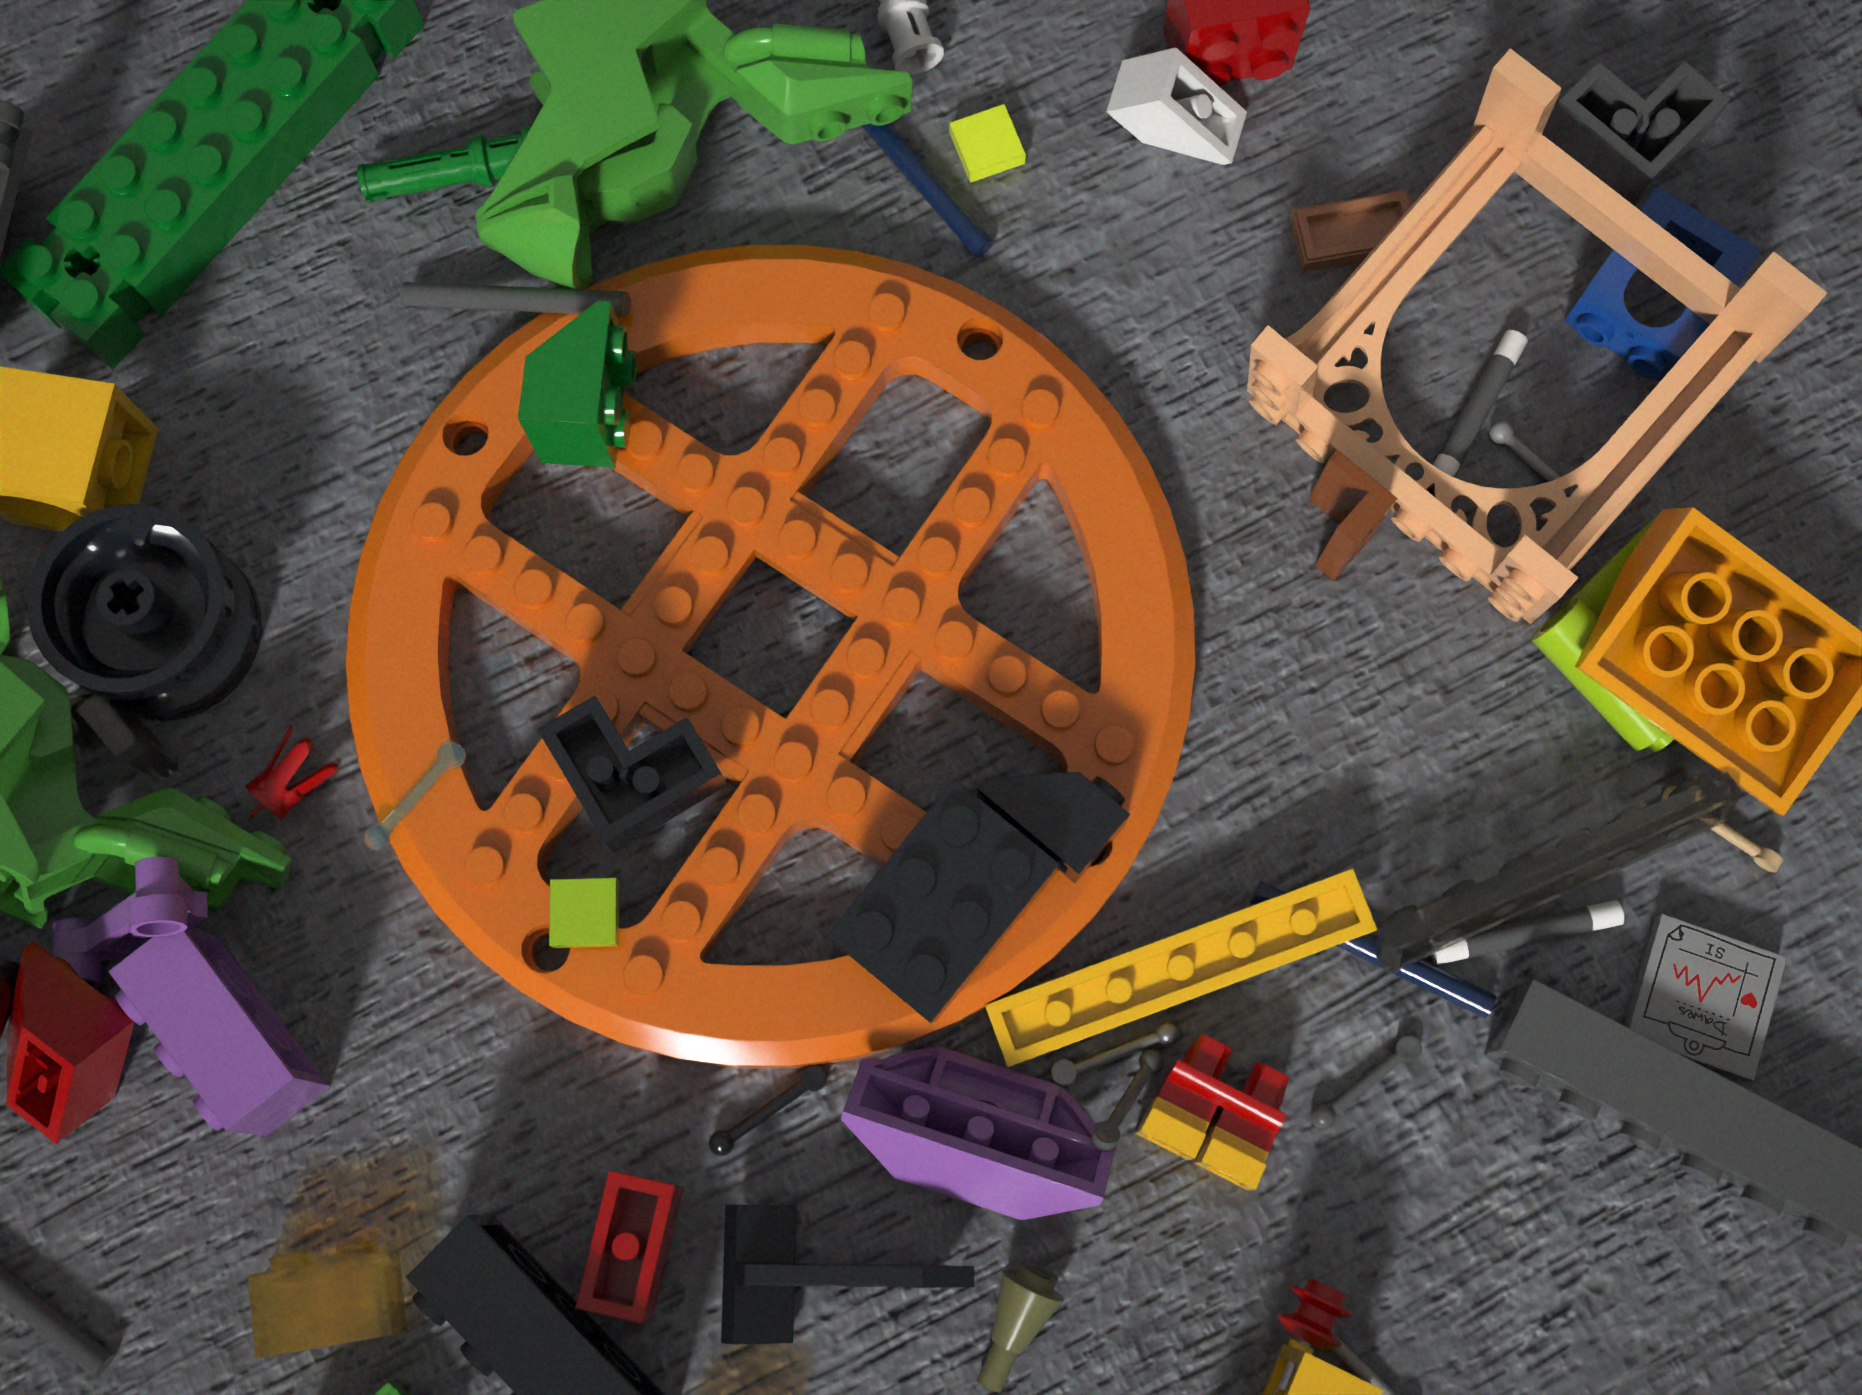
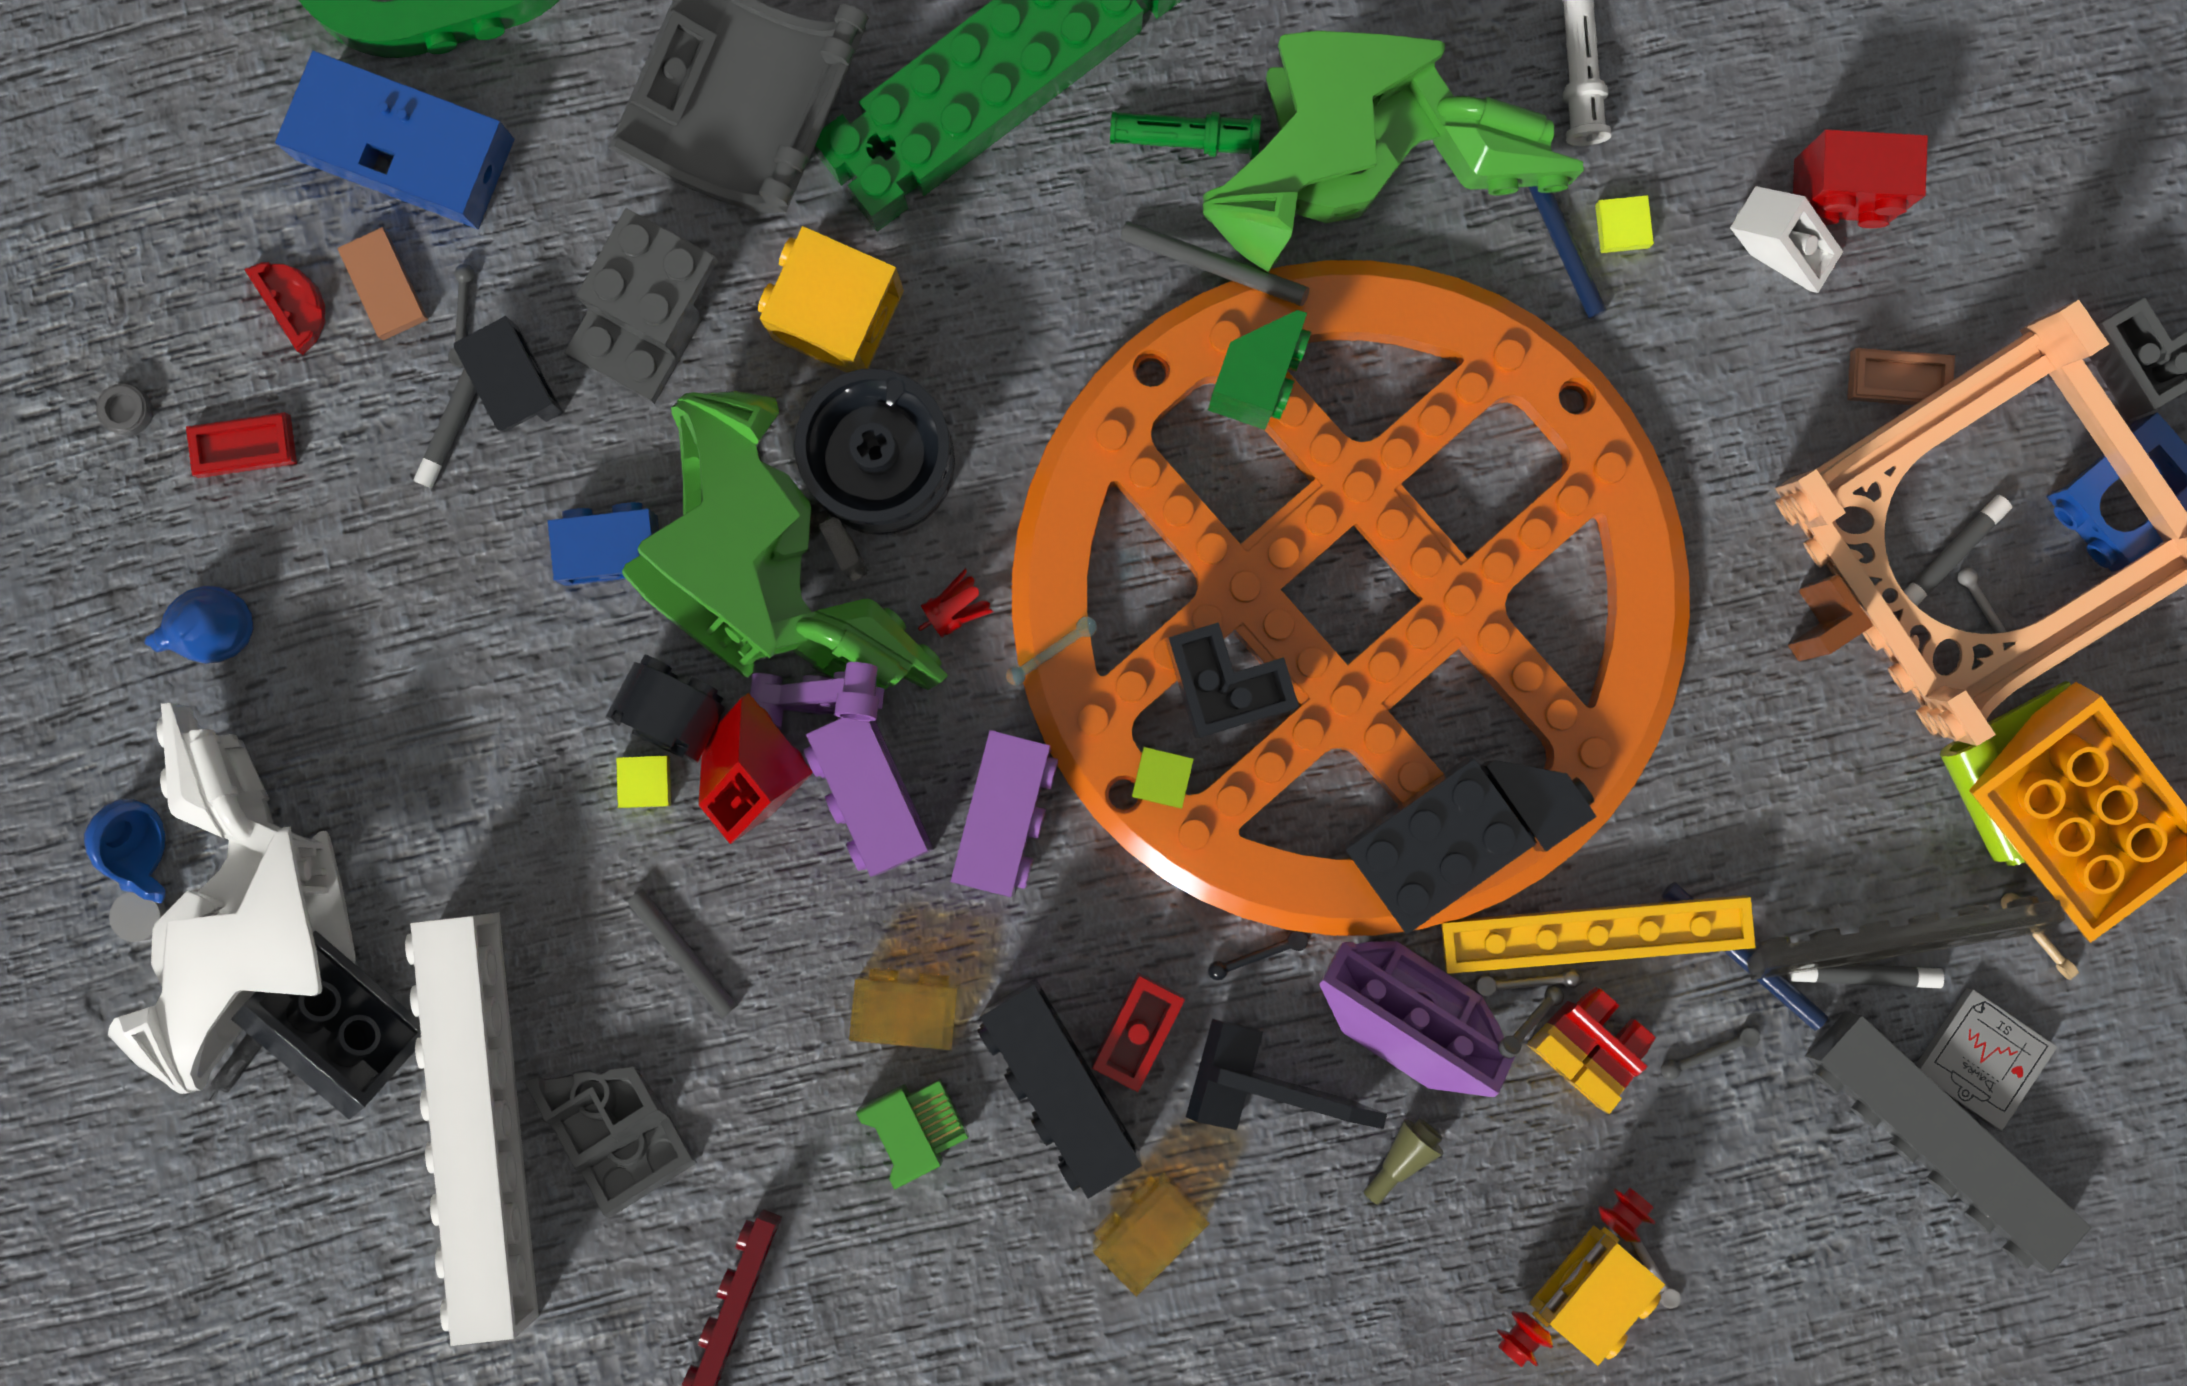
camera: 10 degrees right, 10 degrees up
(394, 1011) = (1004, 814): none -> medium lavender brick

